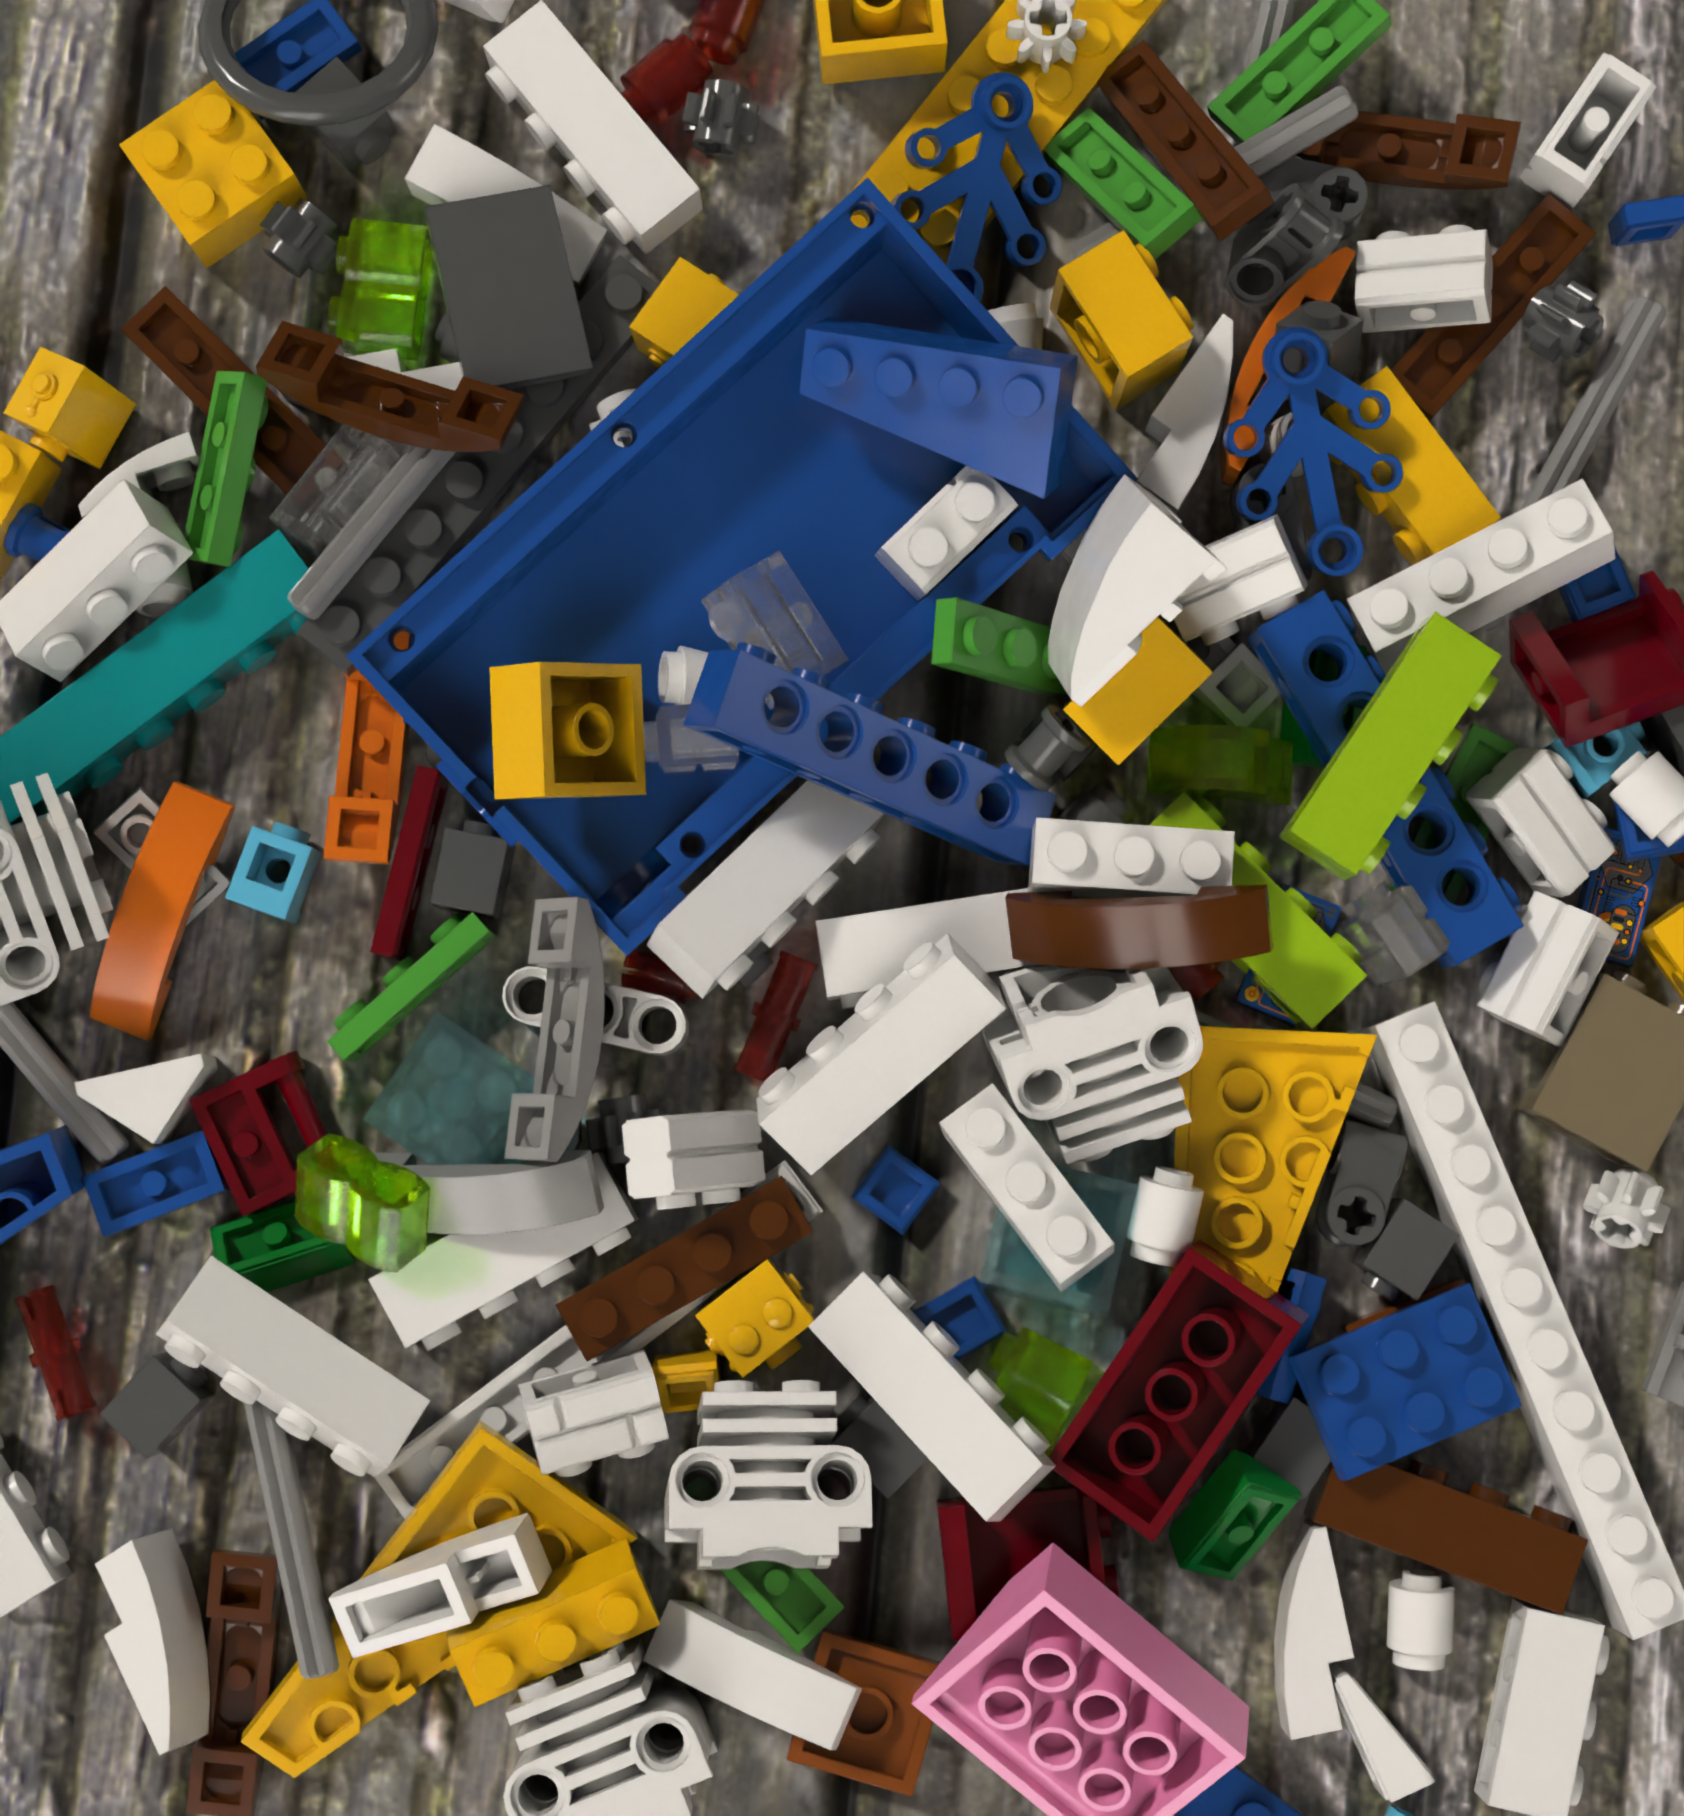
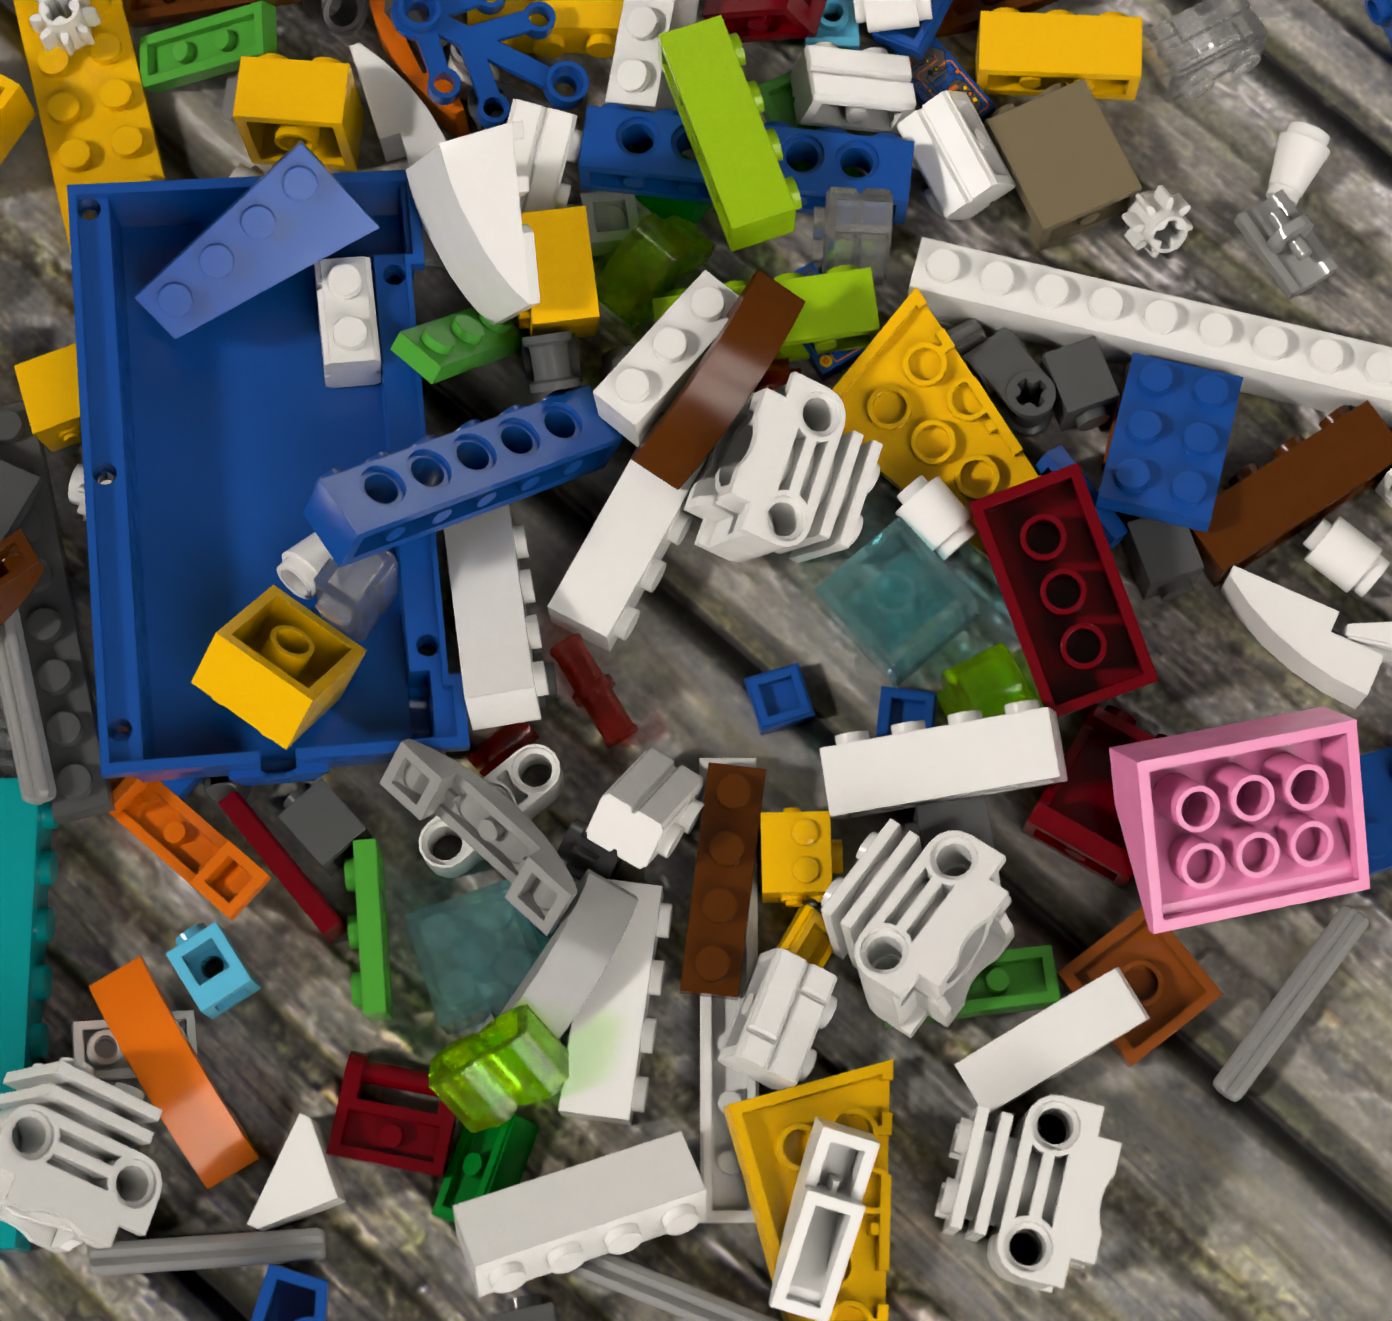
camera: 50 degrees left, 10 degrees down
(154, 1183) = (367, 1226): blue plate -> none
(572, 1617) = (916, 1138): yellow brick -> none
(775, 613) = (294, 468): clear brick -> none
(878, 1053) = (673, 628): white brick -> none
(983, 177) = (128, 134): blue plant -> none
(1027, 1187) = (845, 584): white brick -> none
(1231, 1517) = (1180, 628): green slope -> none

